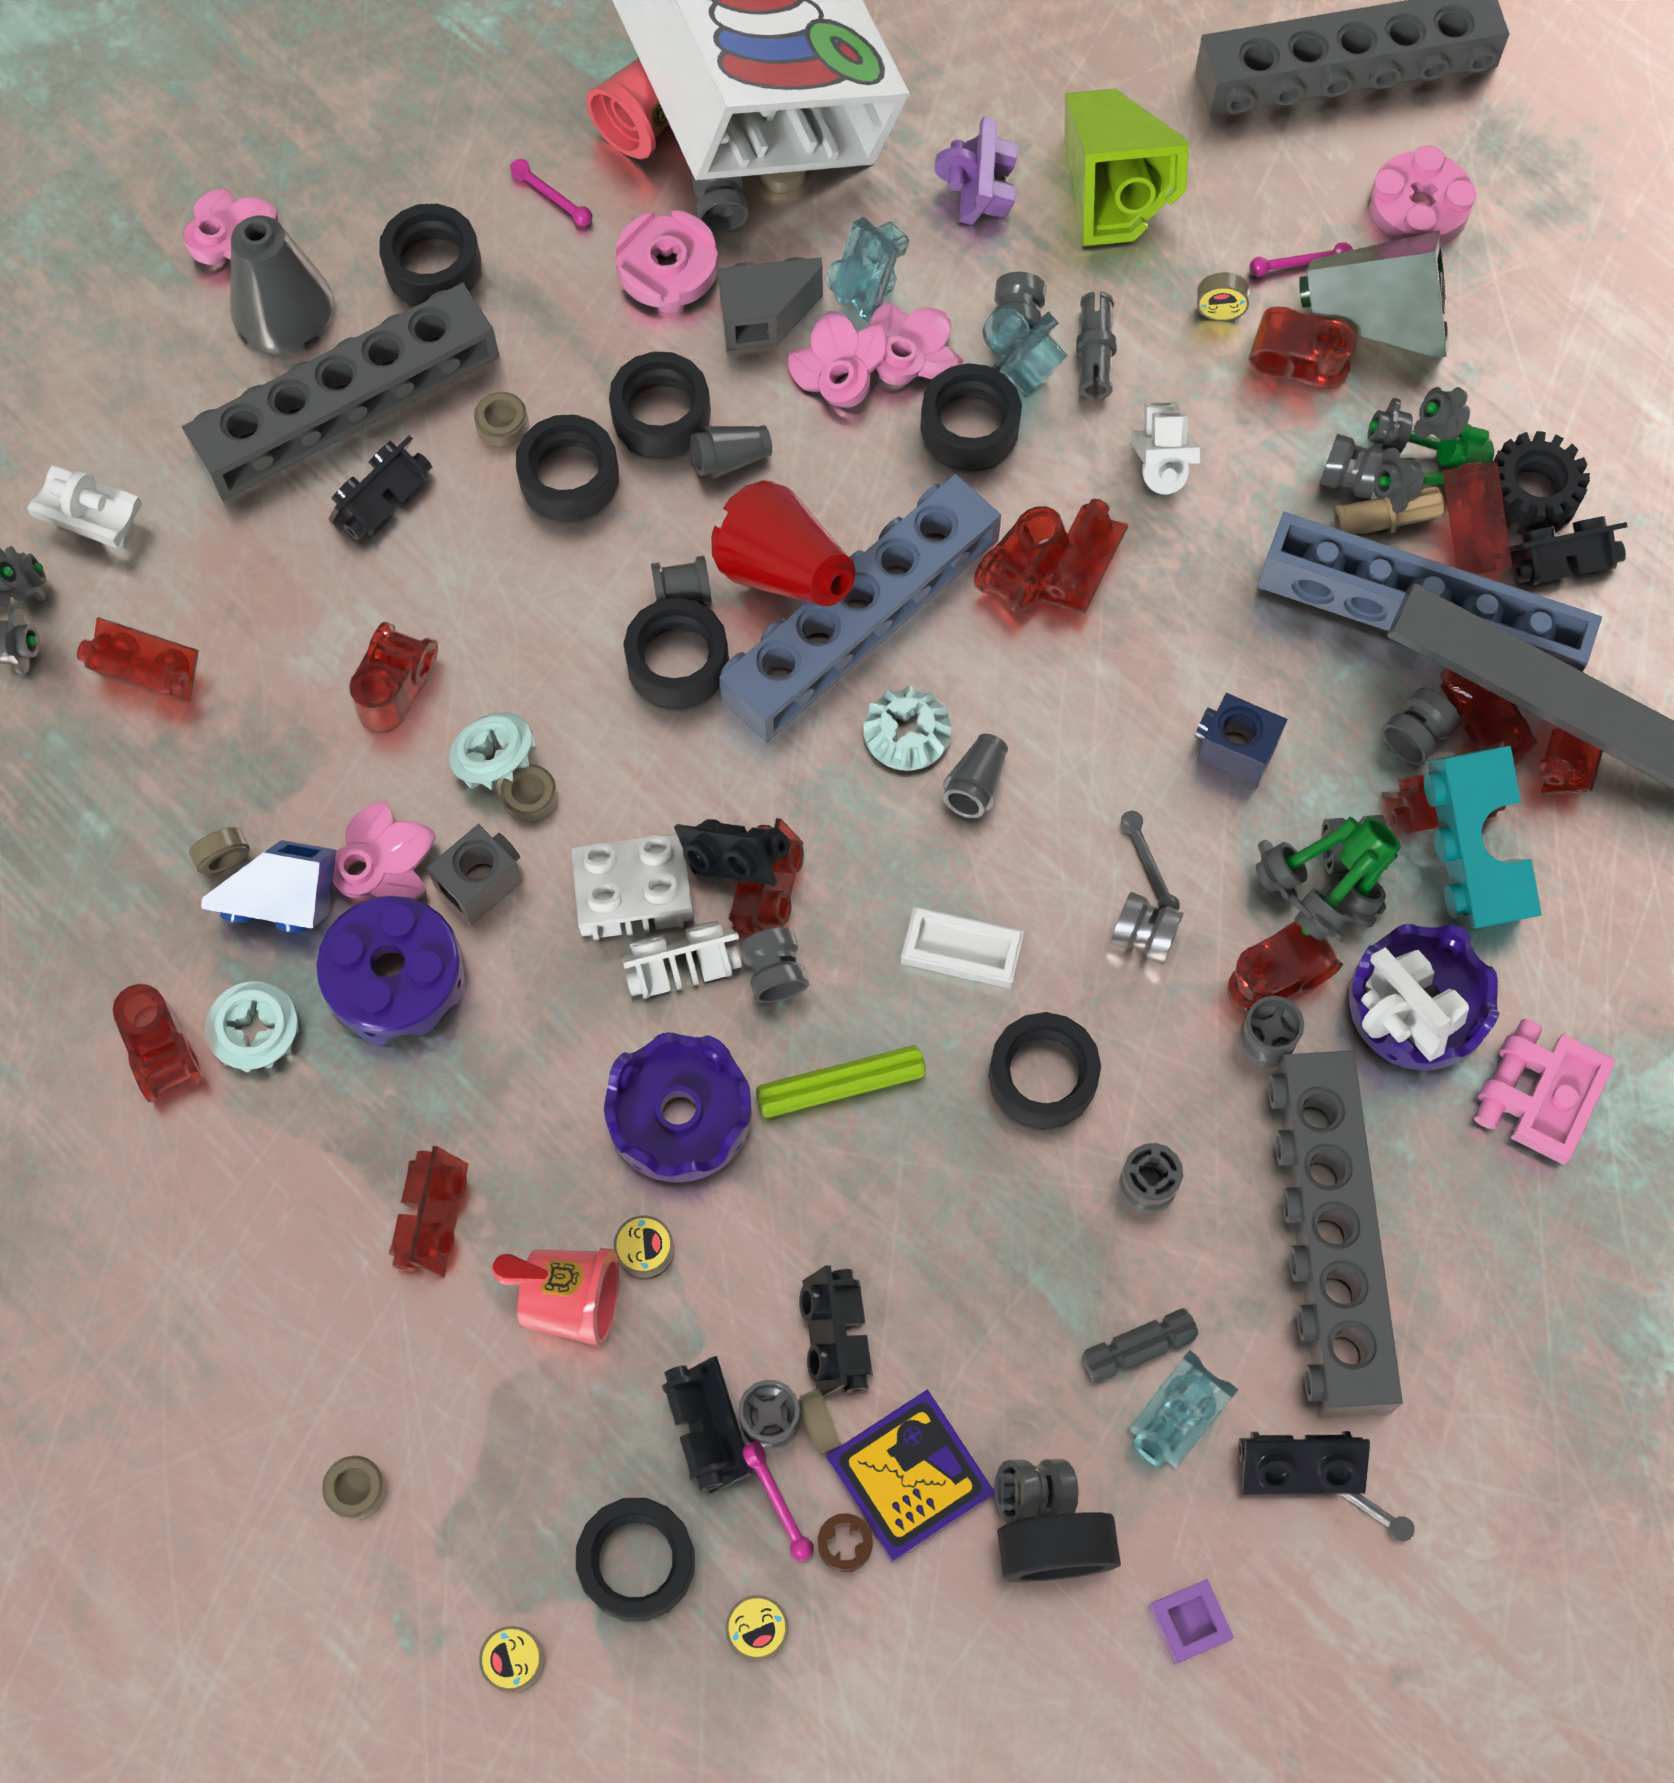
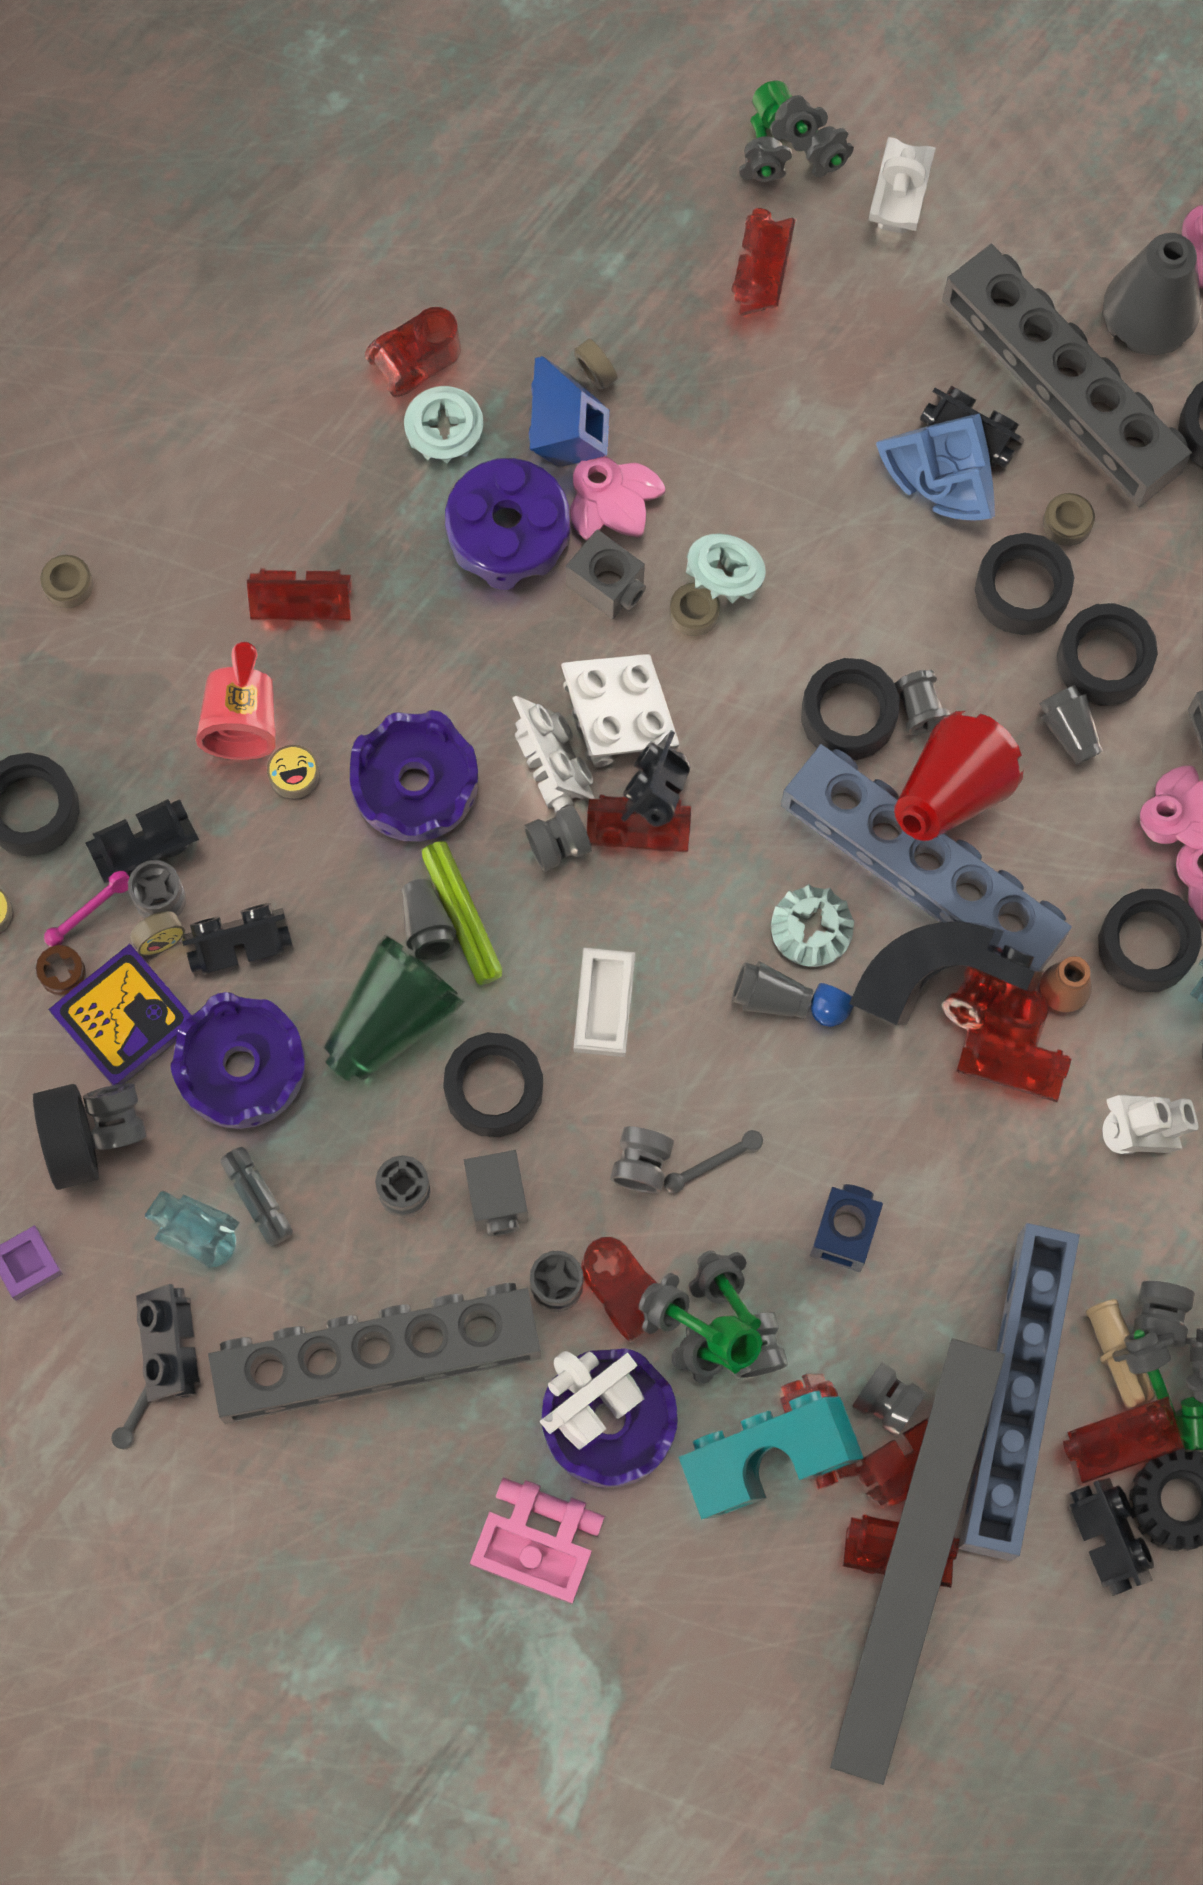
camera: 80 degrees right, 5 degrees up
(391, 667) = (788, 470): clear red piece -> none
(420, 519) = (945, 465): none -> medium blue brick
(846, 1118) = (426, 921): none -> dark grey cone
(954, 1167) = (388, 1011): none -> clear green cone
(965, 604) = (910, 961): none -> black arch
(996, 1300) = (230, 1026): none -> dark purple plate
(1000, 719) = (830, 1005): none -> blue hinge
(1008, 491) = (1065, 994): none -> nougat cone
(1167, 1081) = (496, 1192): none -> dark grey brick

